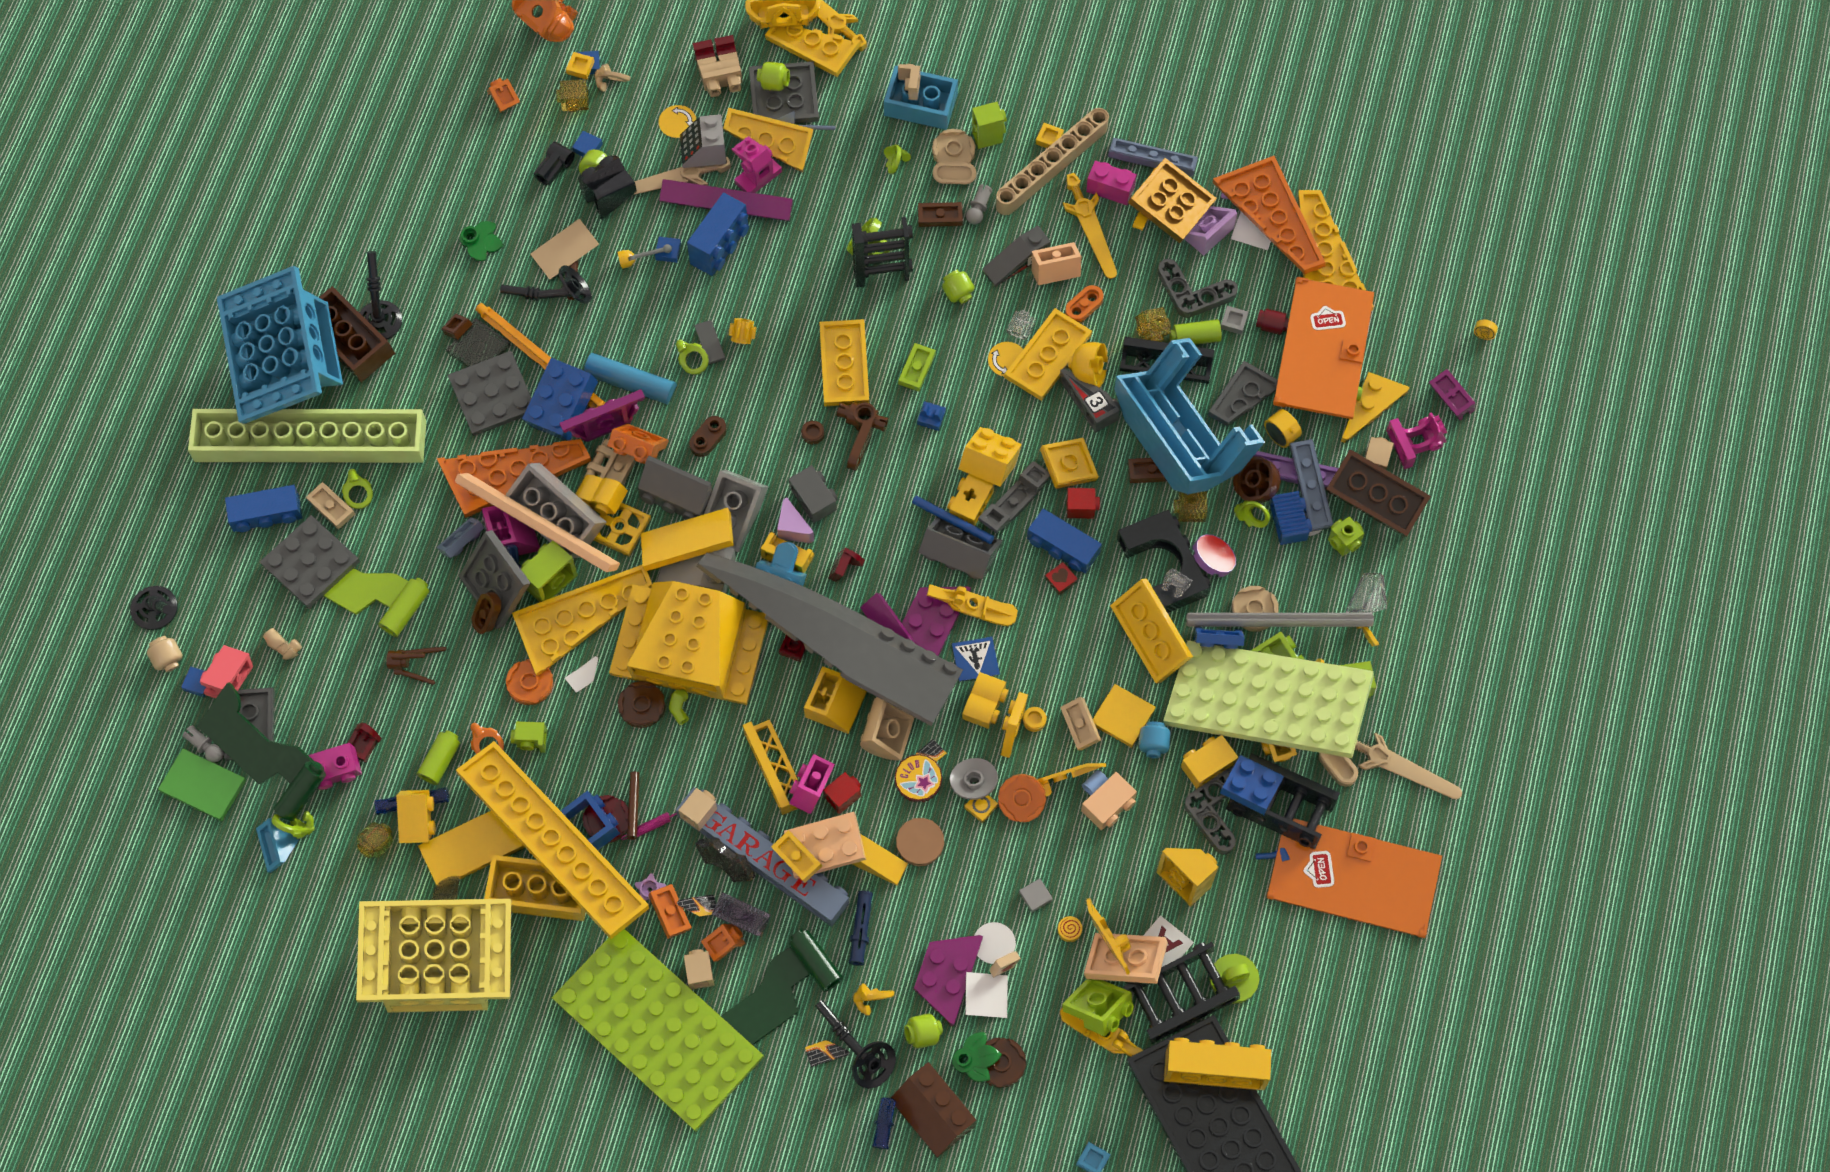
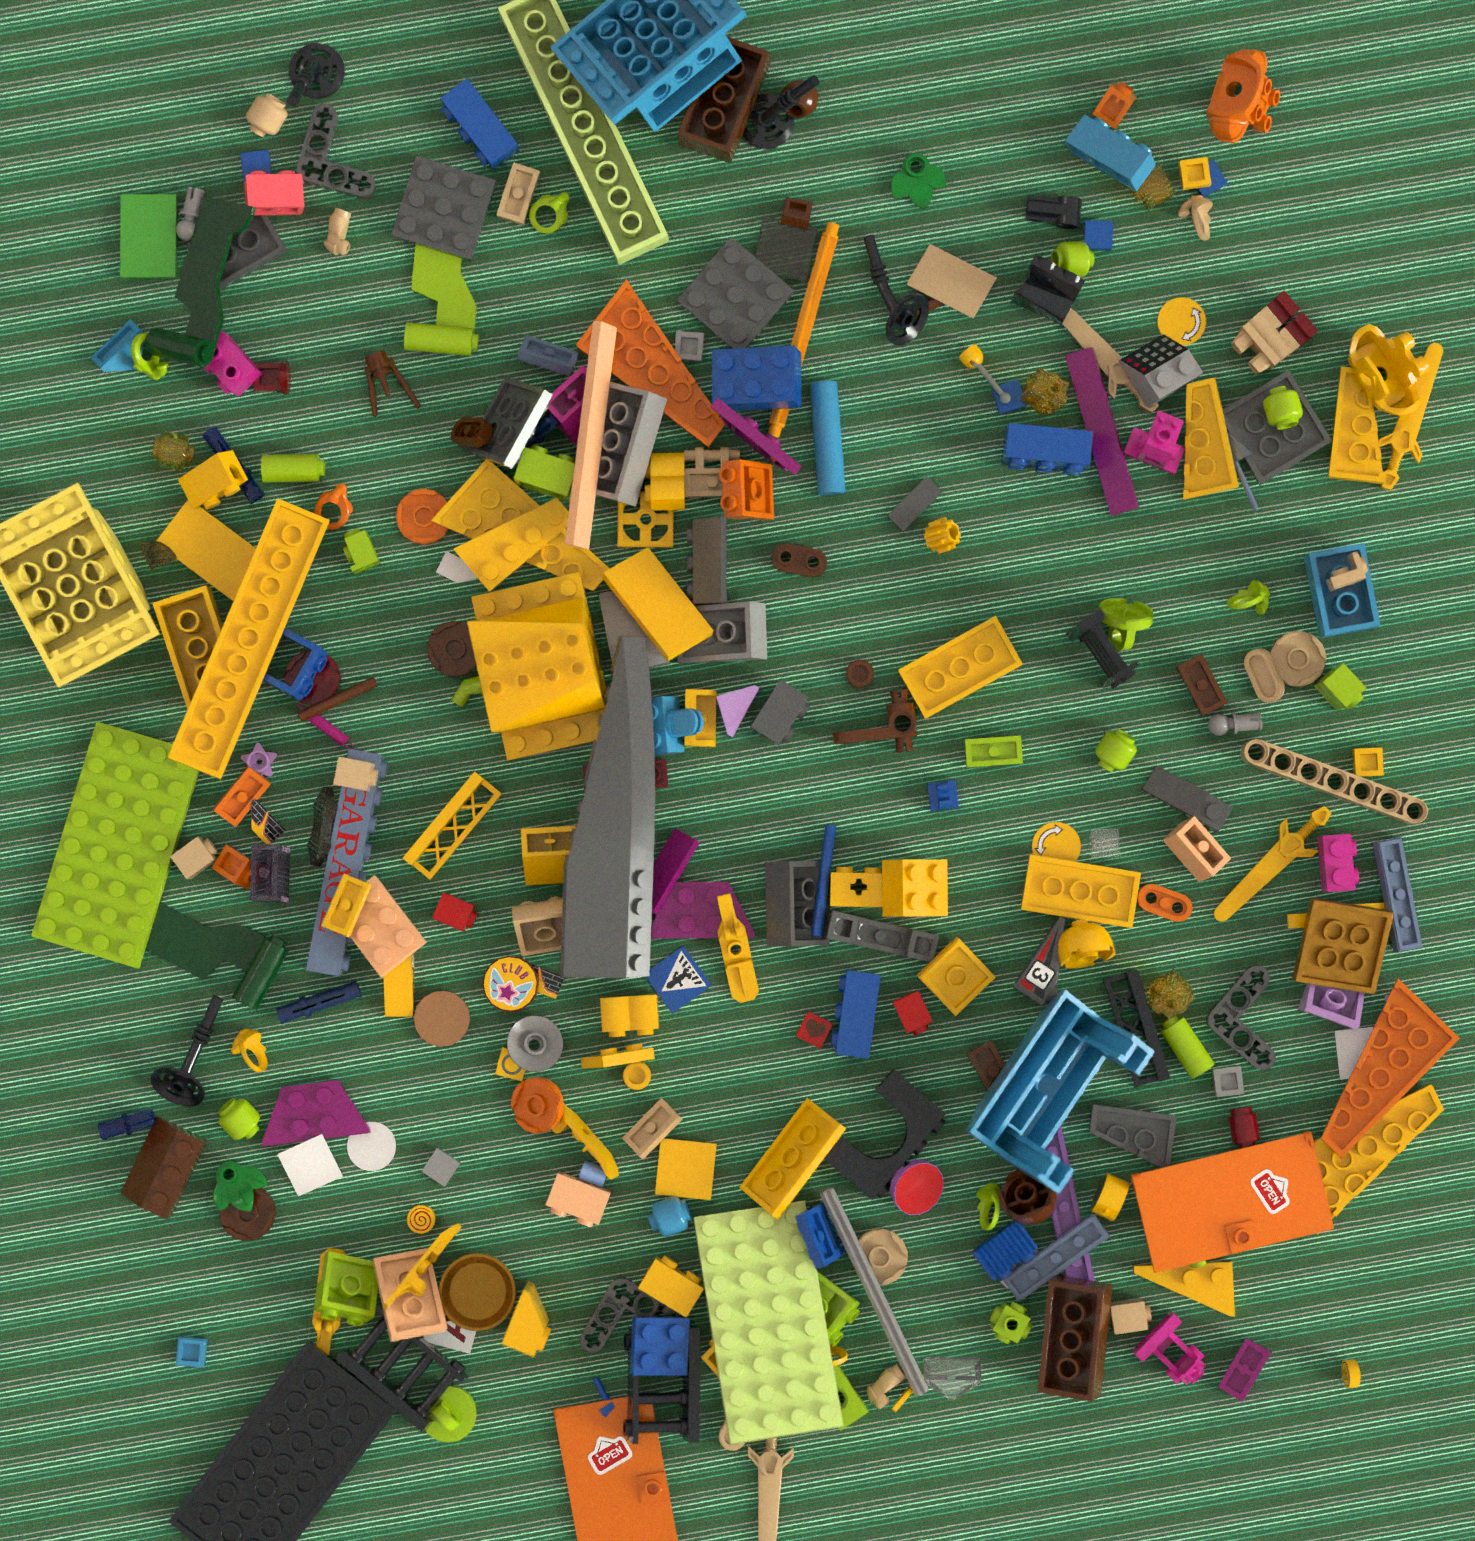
camera: 65 degrees right, 20 degrees up
(222, 634) = (319, 158): none -> dark grey beam
(386, 287) = (807, 103): none -> reddish brown piece
(510, 439) = (689, 346): none -> light grey tile
(534, 106) = (1111, 152): none -> dark azure brick
(585, 622) = (510, 545): none -> yellow wing
(677, 220) = (1045, 392): none -> clear yellow brick
(686, 348) = (891, 482): lime piece -> none
(812, 782) = (443, 877): dark pink brick -> none
(824, 1052) = (174, 1027): sticker -> none
(842, 560) = (715, 784): dark red tile -> none
(1004, 964) = (348, 1170): tan tile -> none
(1147, 907) = (477, 1292): none -> pearl gold piece
(1177, 579) = (859, 1163): clear tile -> none
(1191, 507) = (963, 1141): clear yellow brick -> none
(1217, 1064) = (334, 1441): yellow brick -> none
(1352, 643) = (887, 1380): none -> tan arm

